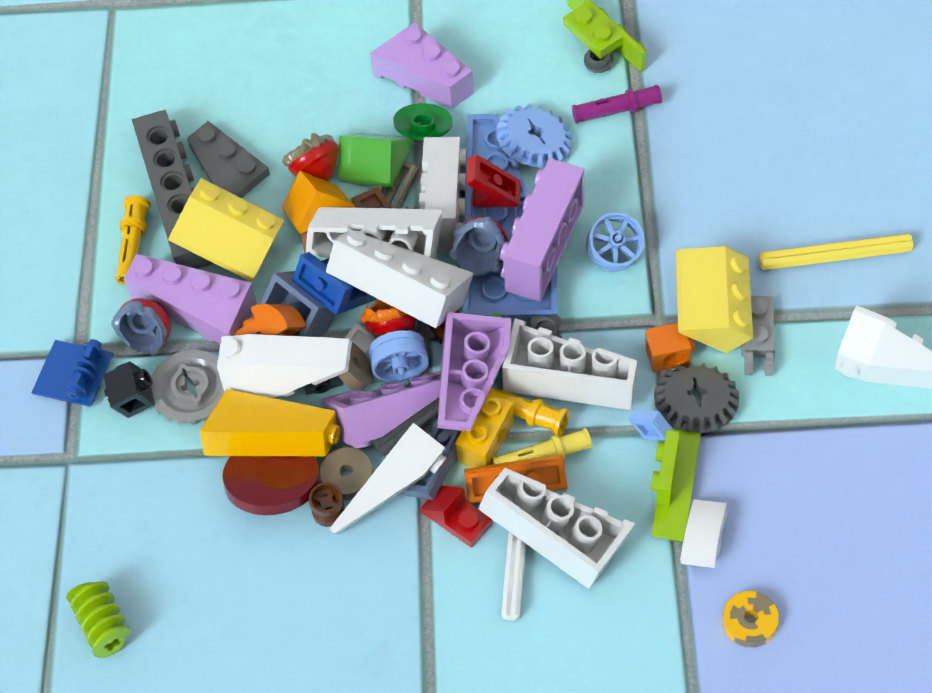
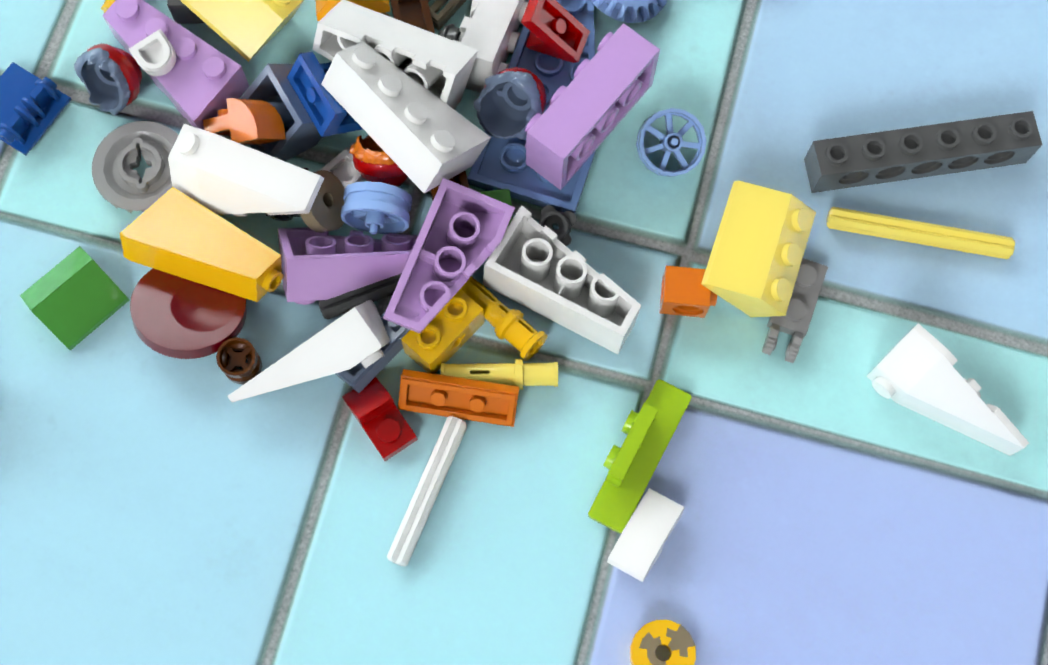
camera: 10 degrees right, 15 degrees up
(129, 389) = (68, 150): black brick -> none
(171, 499) = (74, 298): none -> bright green slope
(179, 292) = (154, 54): none -> white tile
(346, 460) = (264, 315): dark tan piece -> none
(555, 525) = (481, 478): white wedge -> none
(649, 424) = (631, 383): light blue tile -> none
(680, 408) = (674, 375): dark grey gear -> none
(813, 192) = (922, 151): none -> dark grey brick

